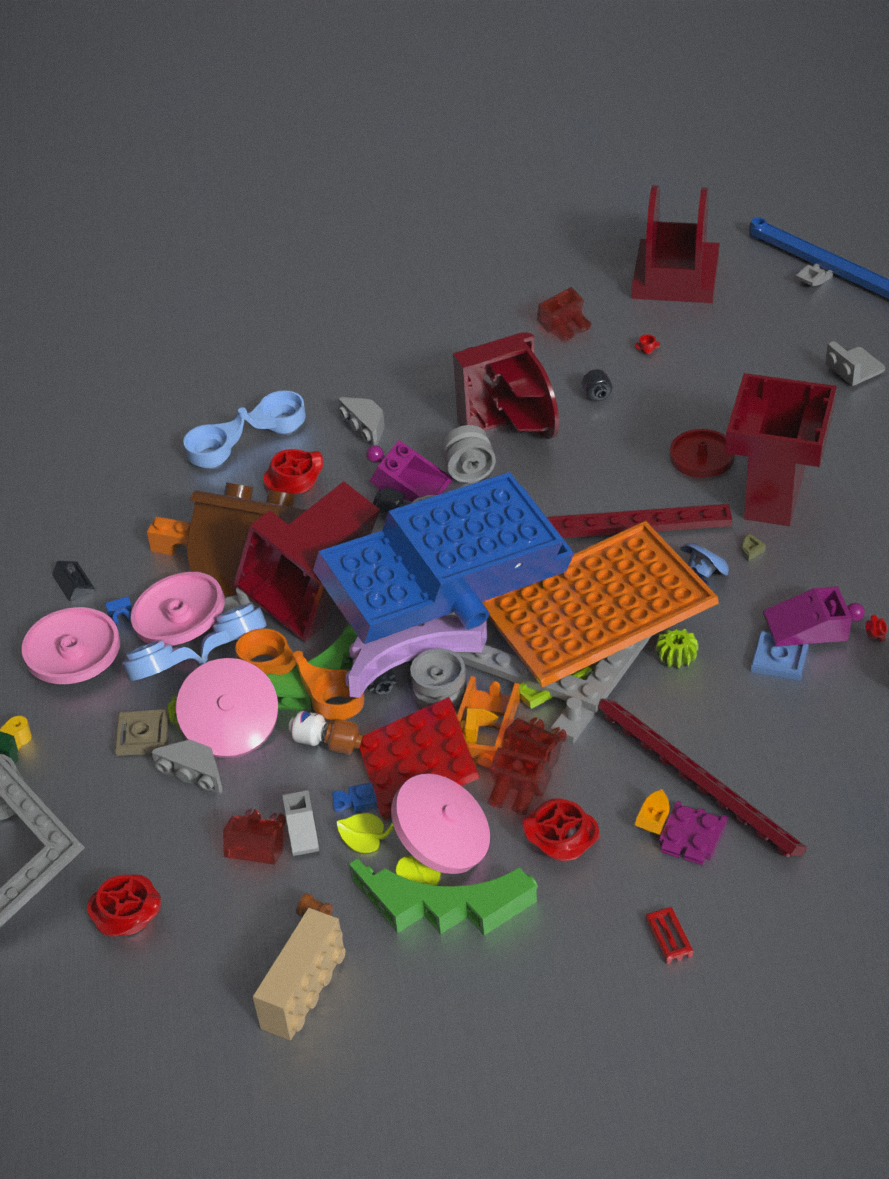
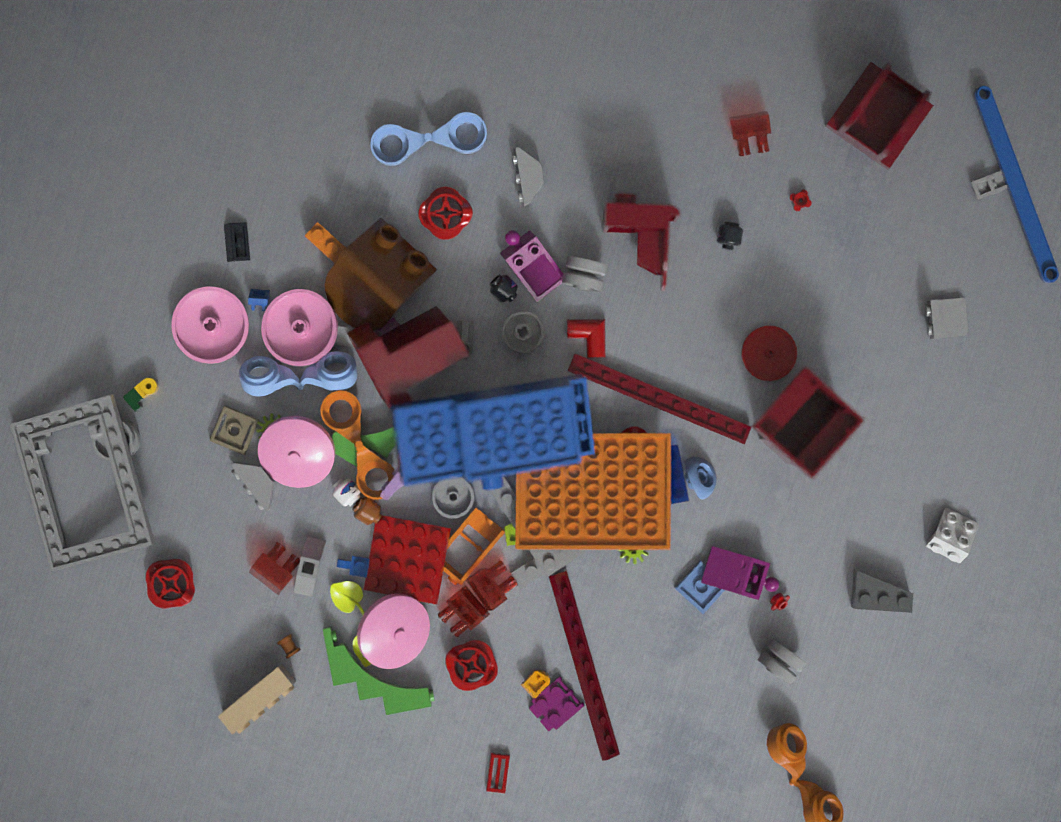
camera: 20 degrees right, 45 degrees up
(476, 718) = (454, 549): light orange plate -> none
(752, 547) = (745, 473): olive tile -> none

